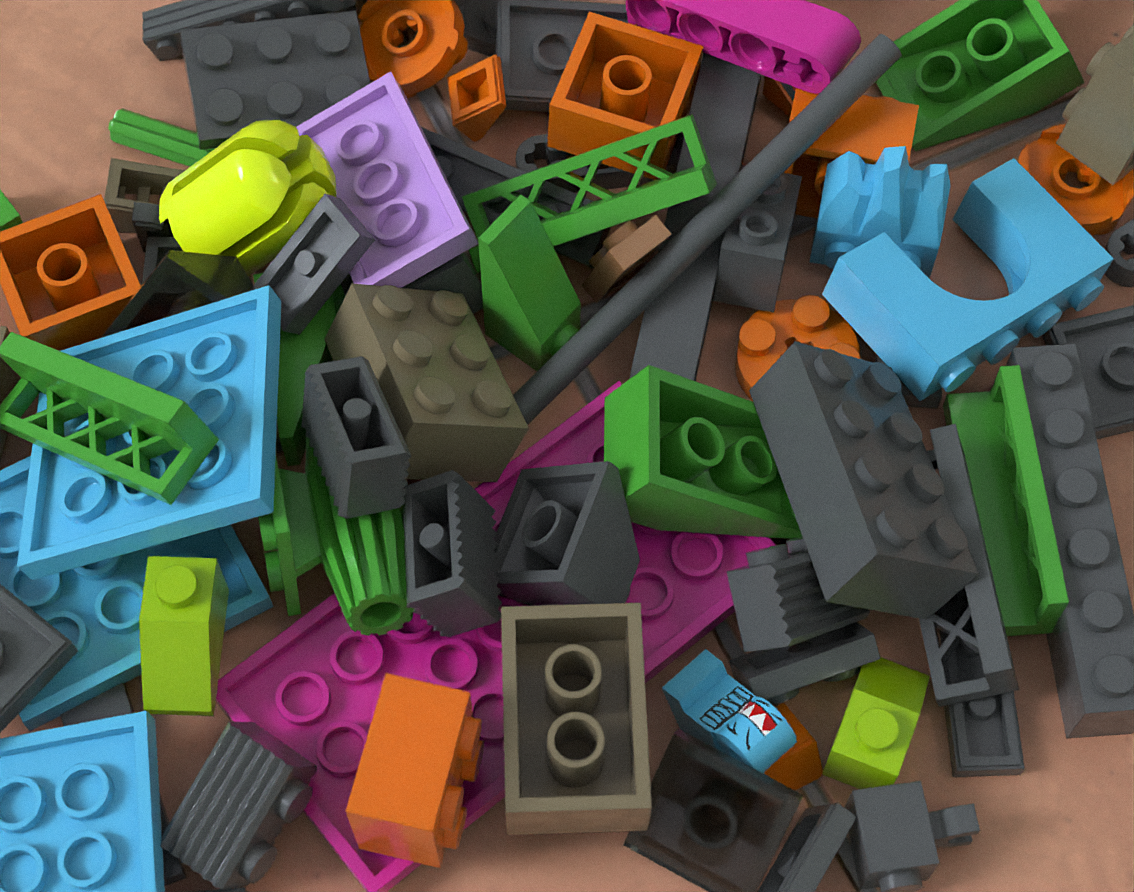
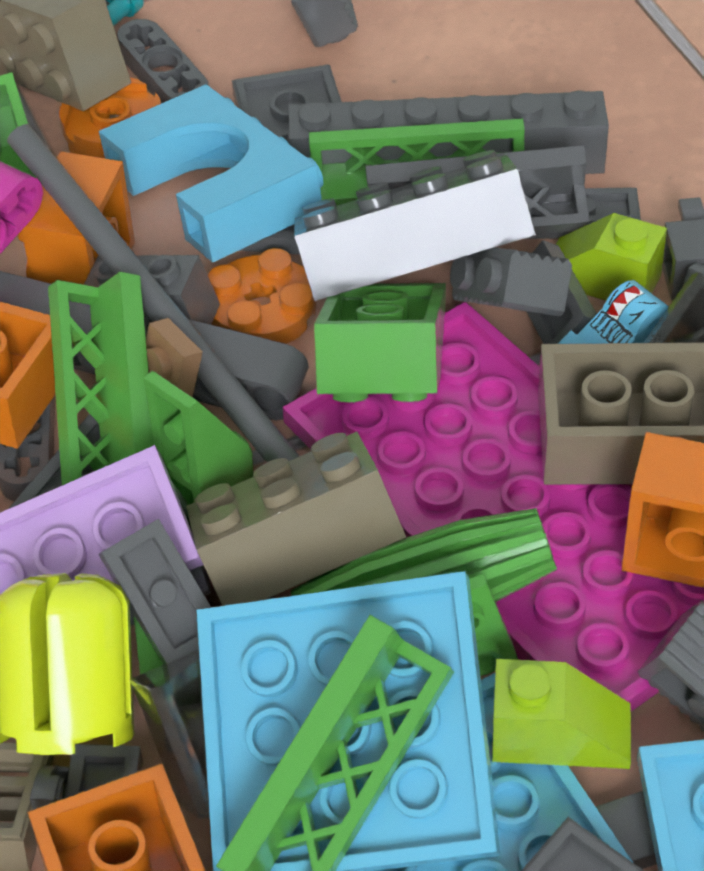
camera: 85 degrees left, 15 degrees down
(355, 437) = (384, 525): dark grey brick -> none
(450, 554) = (479, 487): dark grey brick -> none
(567, 537) = (457, 428): dark grey slope -> none
(884, 197) = (144, 199): medium azure plate -> none

